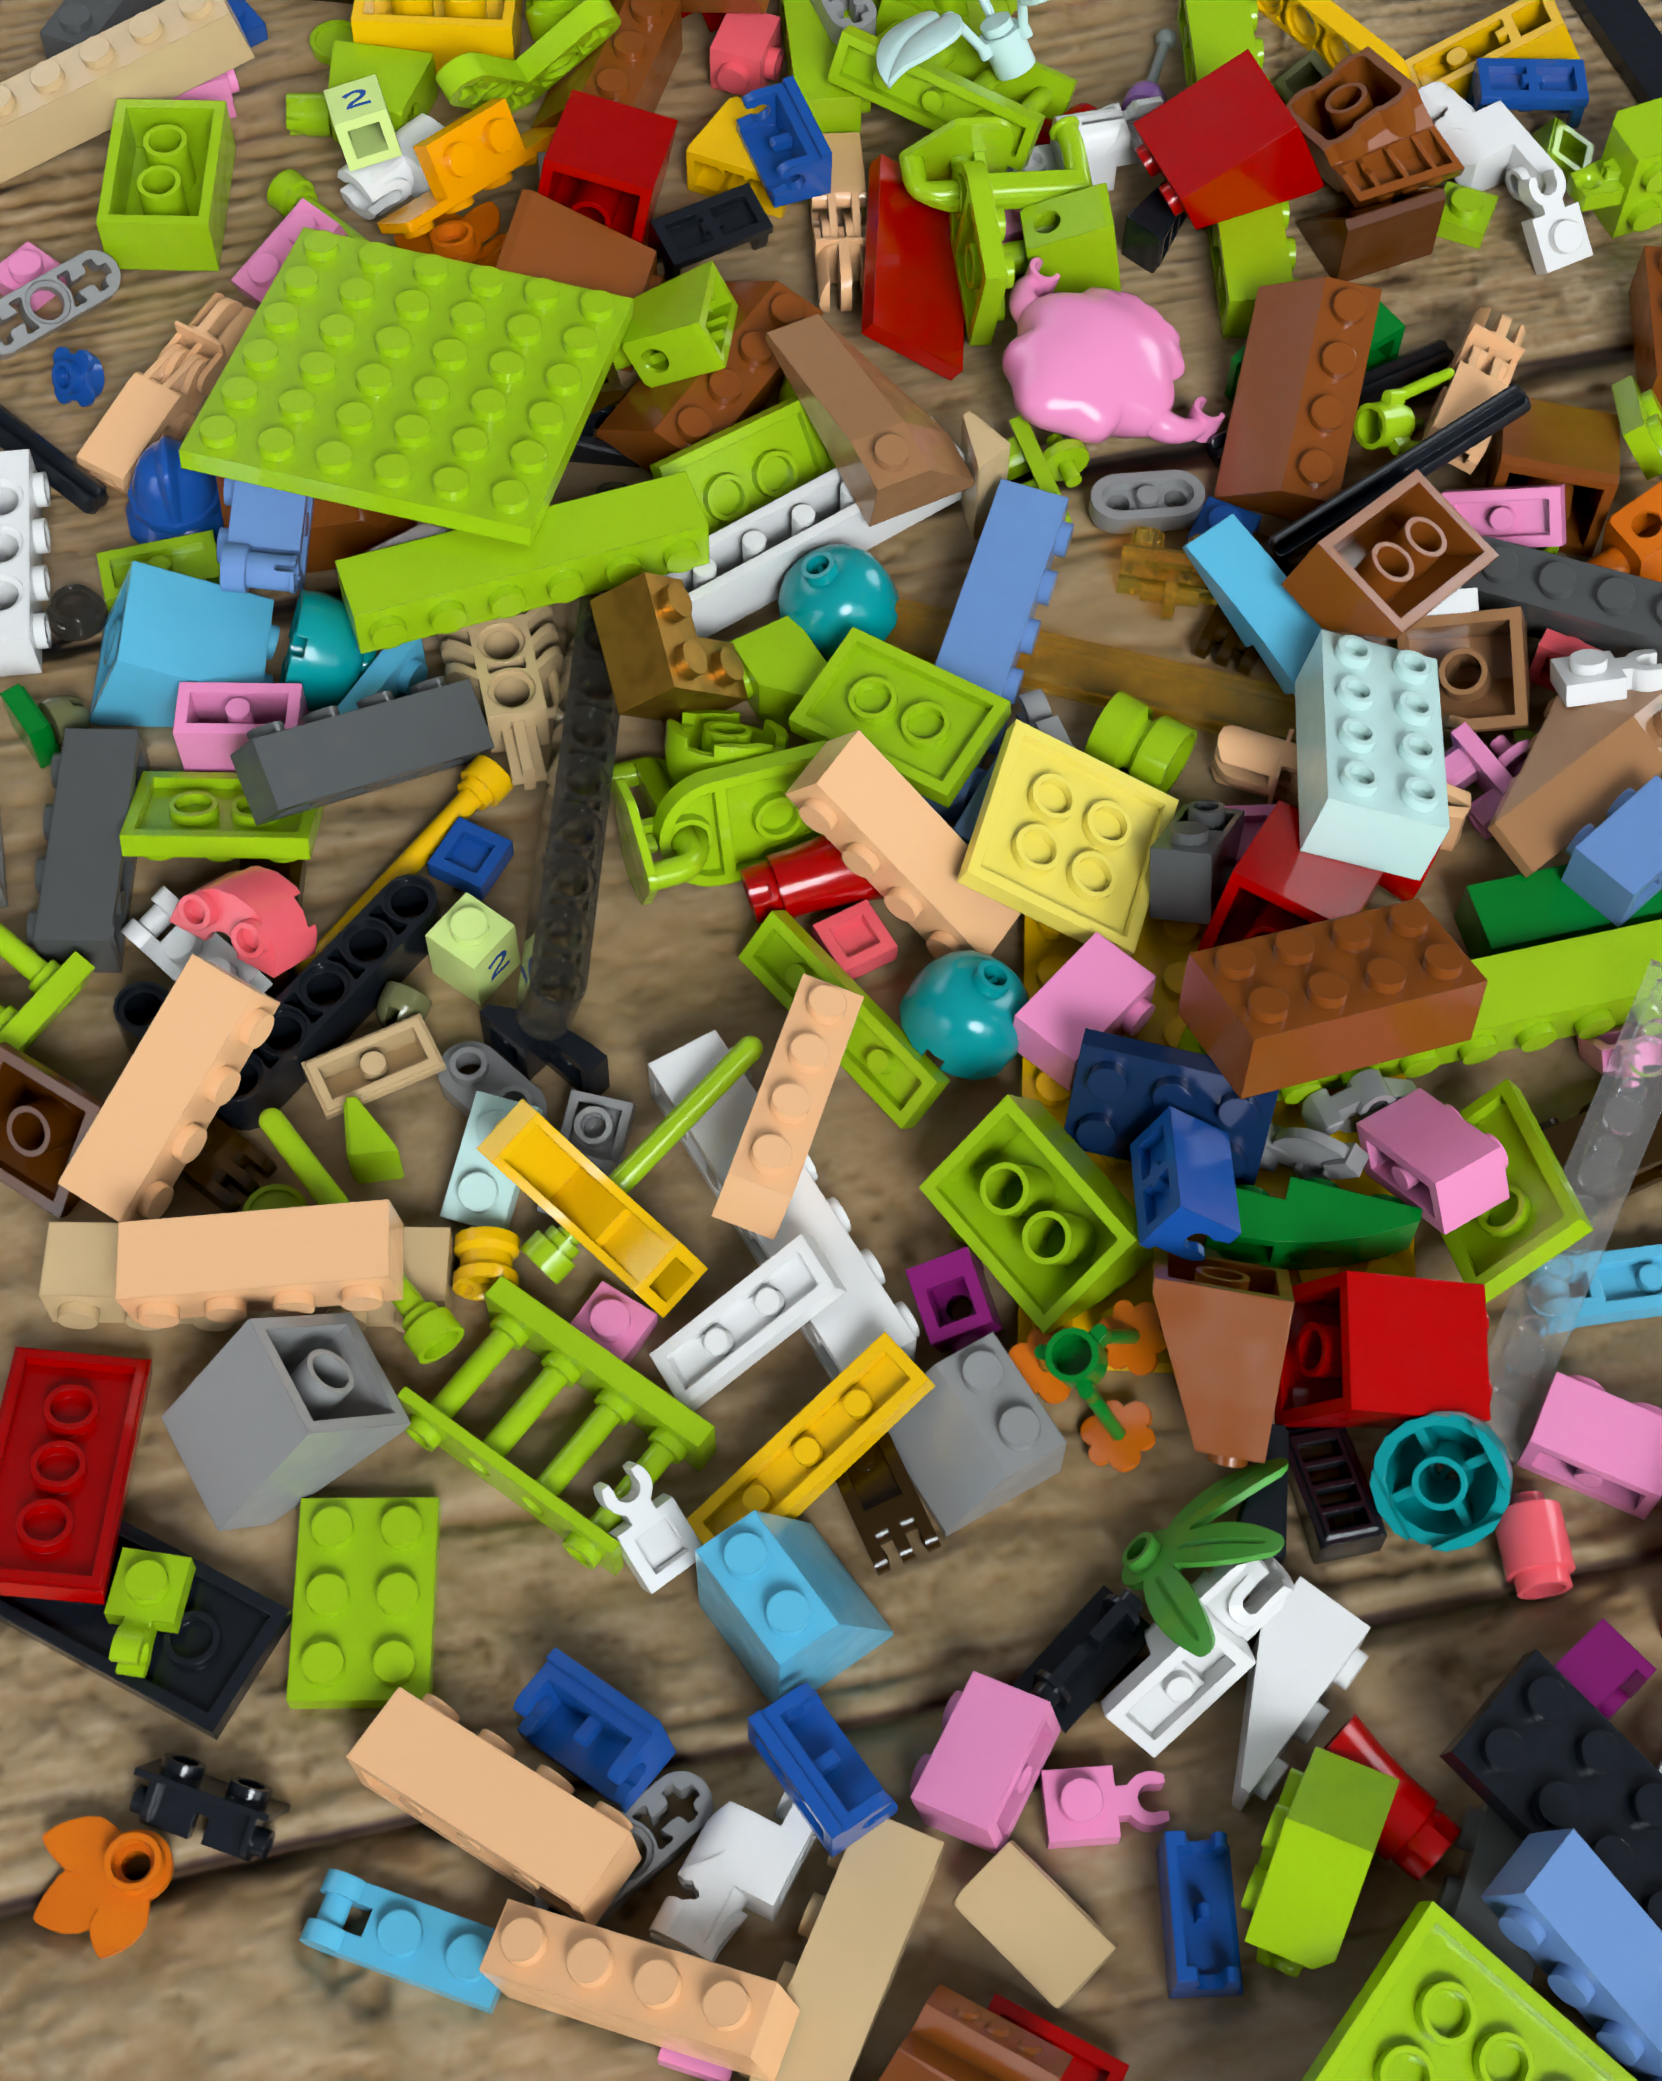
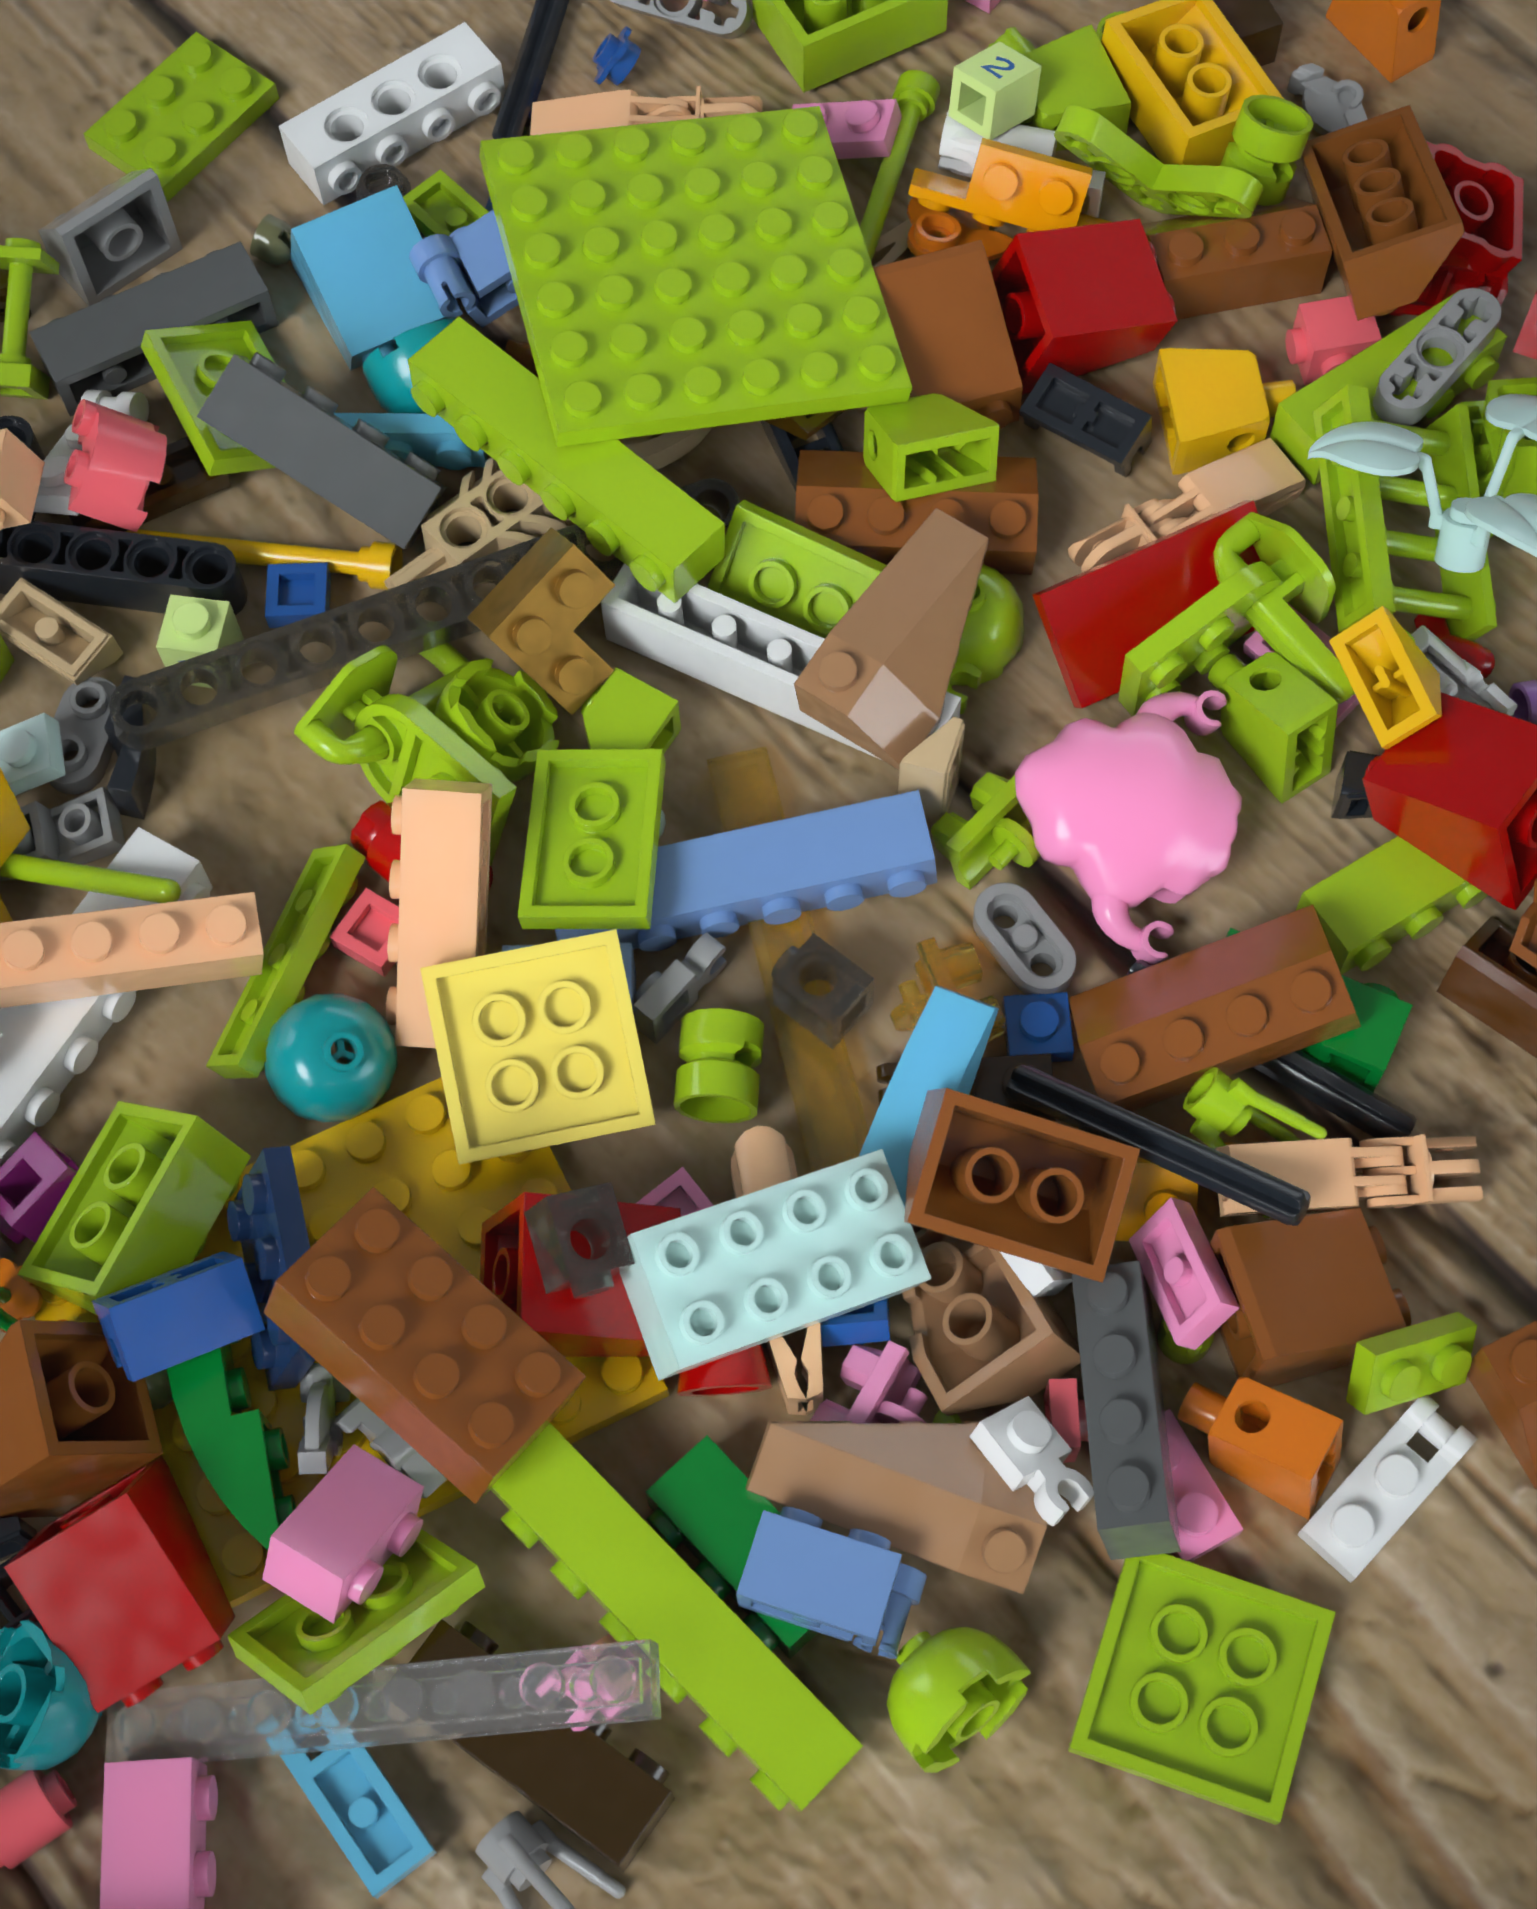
camera: 65 degrees right, 5 degrees up
(30, 724) = (246, 214): green tile -> none
(217, 715) = (316, 352): bright pink brick -> none
(400, 1002) = (128, 623): olive hinge -> none
(785, 144) = (1210, 420): blue hinge -> none
(837, 591) = (723, 733): teal cylinder -> none
(1092, 990) = (367, 1144): bright pink brick -> none
(1115, 137) = (1389, 676): none -> yellow slope
(1141, 635) = (825, 1015): none -> clear smoke brick
(1194, 861) = (585, 1154): dark grey slope -> none
(1301, 847) = (597, 1217): none -> clear smoke brick

